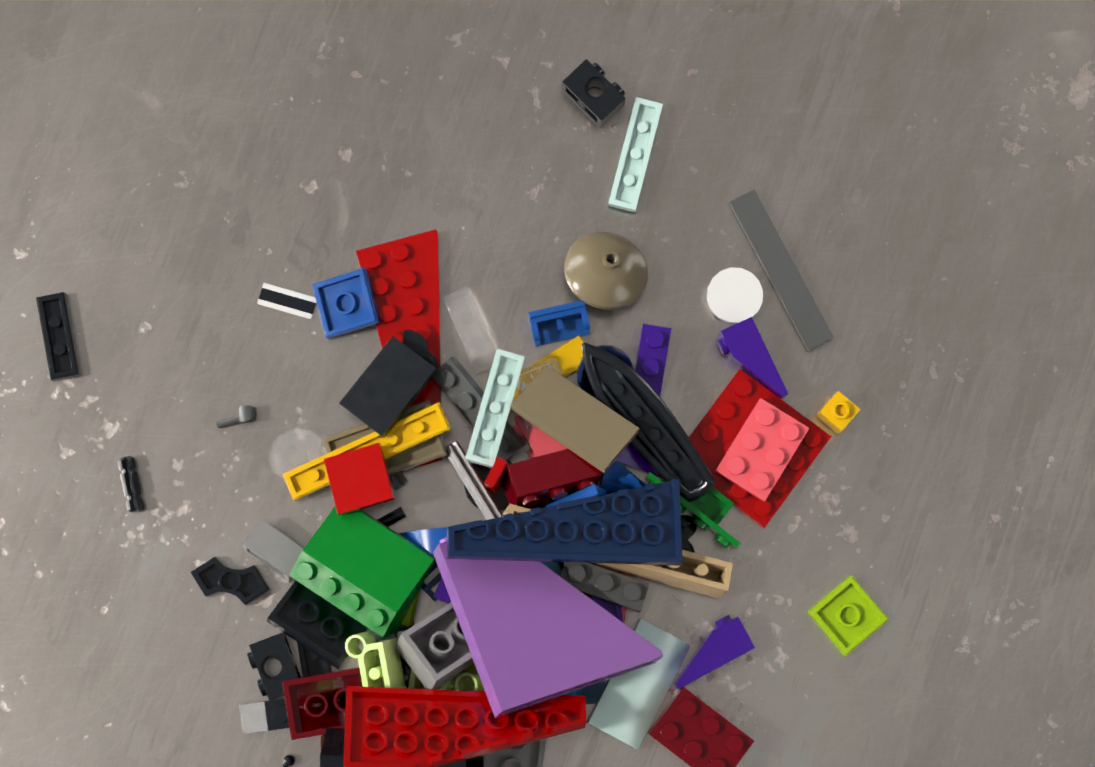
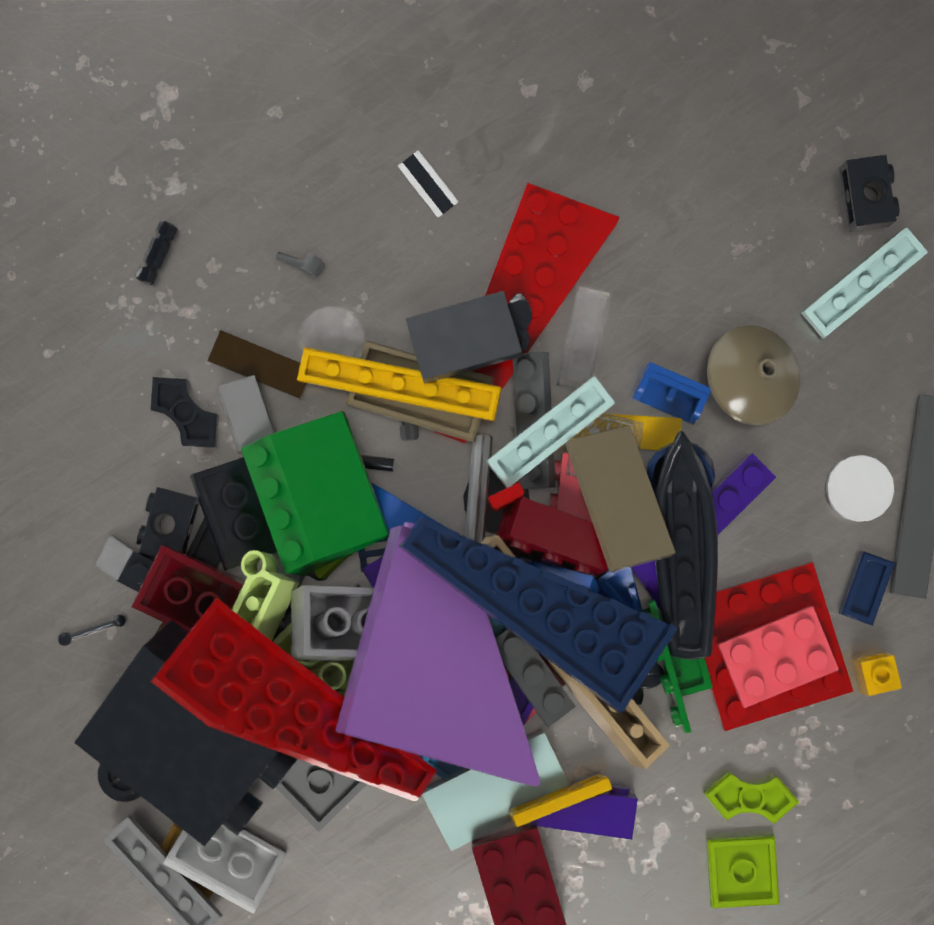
camera: 40 degrees right, 5 degrees up
(58, 336) = (188, 62): black tile -> none
(250, 510) = (250, 360): none -> dark brown tile
(346, 303) = (482, 226): blue tile -> none
(359, 479) = (372, 405): red tile -> none
(685, 657) = (559, 799): none -> yellow tile
(748, 352) = (834, 554): dark purple slope -> none
(789, 359) = (866, 588): none -> dark blue tile
(827, 553) = (765, 798): none -> lime tile

